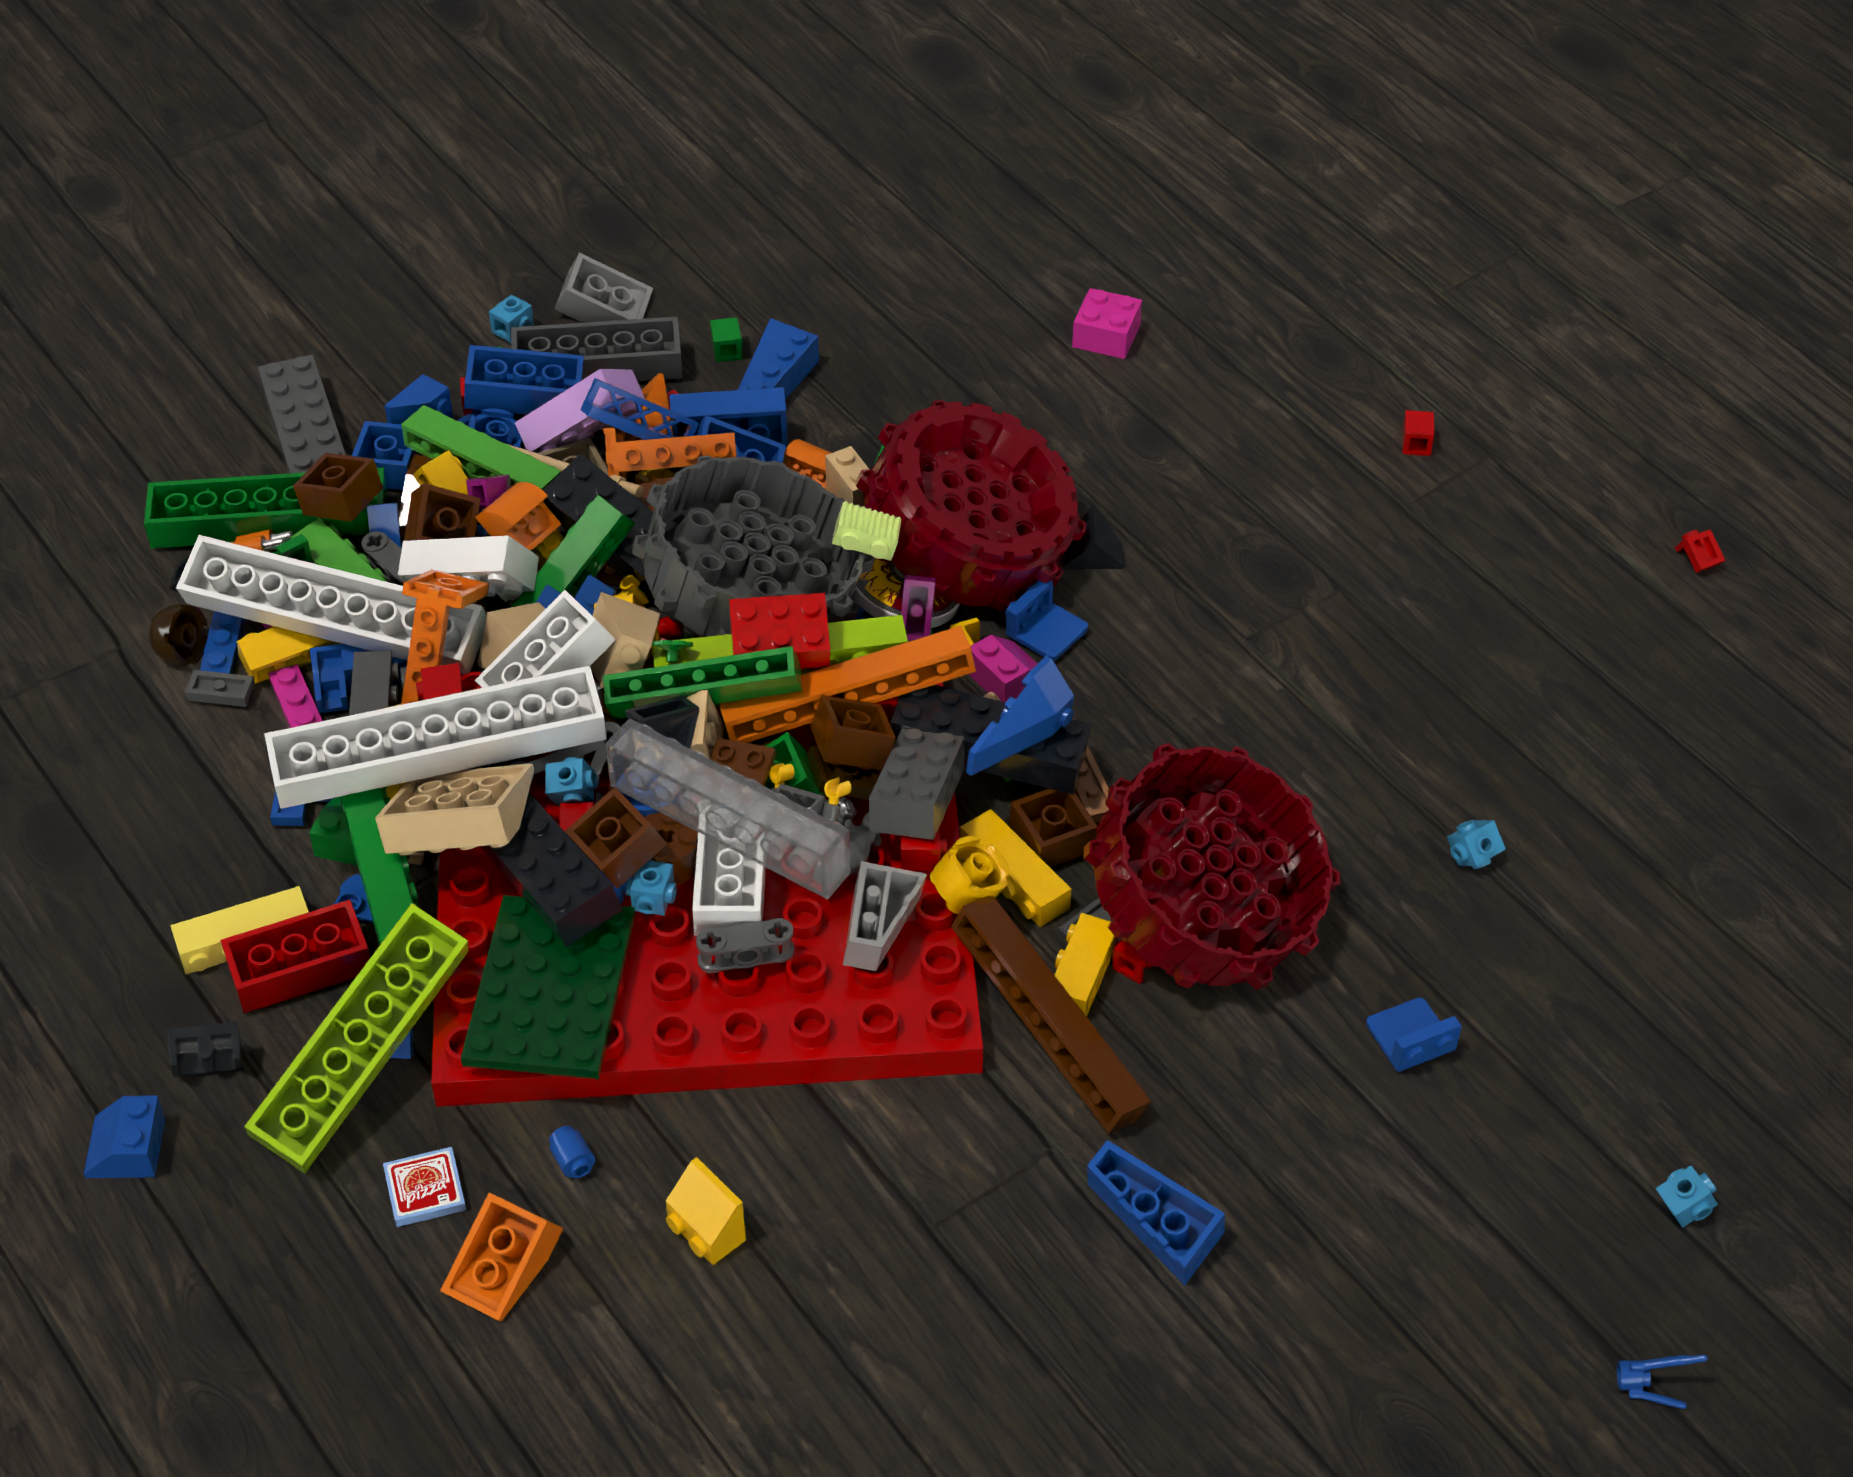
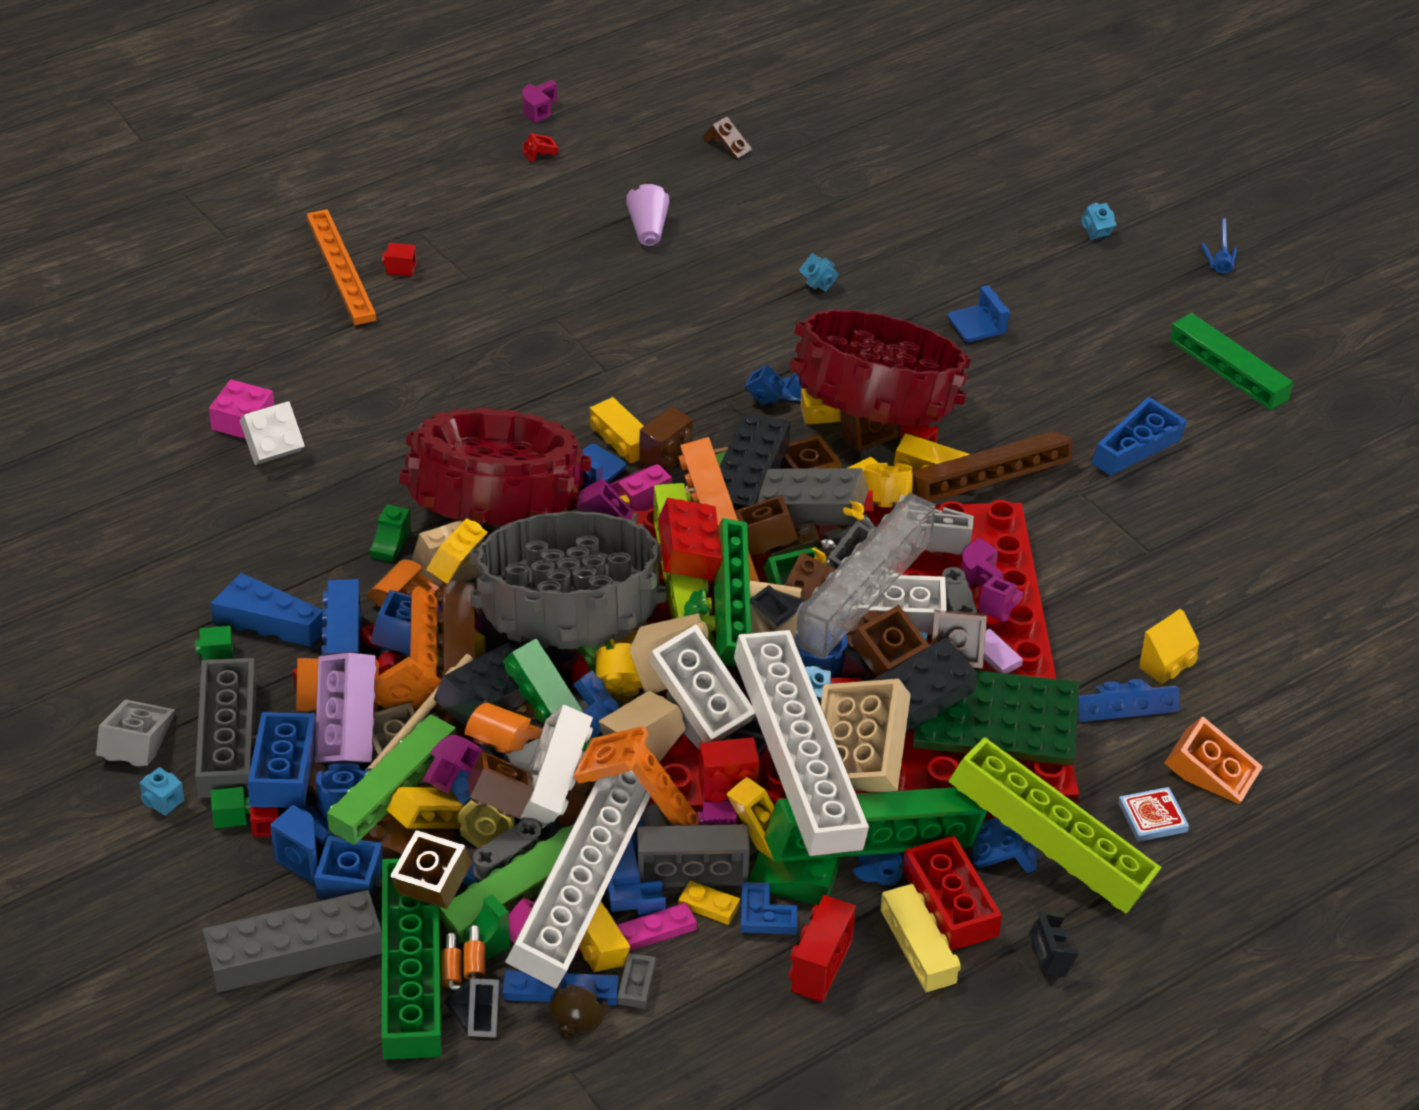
camera: 90 degrees left, 5 degrees down
(126, 1139) = (1135, 994): blue slope -> none
(223, 831) = (822, 948): none -> red brick
(571, 1152) = (1118, 727): blue brick -> none
(628, 423) = (387, 654): blue fence -> none
(628, 1166) = (1127, 700): none -> blue bracket
(654, 927) = (964, 631): none -> brick
(660, 988) = (999, 654): none -> lavender tile
(734, 983) = (999, 598): none -> magenta brick
(797, 455) = (456, 550): none -> yellow brick
(813, 965) = (980, 563): none -> magenta brick
(866, 531) = (561, 500): yellowish green brick -> none
(1026, 720) = (761, 429): blue wedge -> none
(1054, 341) = (272, 433): none -> white brick
(1087, 676) = (662, 439): none -> reddish brown brick
(1113, 648) = (617, 428): none -> yellow brick
(1367, 1361) = (1231, 361): none -> green brick
(1395, 384) = (341, 267): none -> orange plate
(1559, 657) = (648, 212): none -> lavender cone
(1779, 746) = (729, 136): none -> reddish brown bracket
(1803, 538) = (538, 100): none -> magenta brick

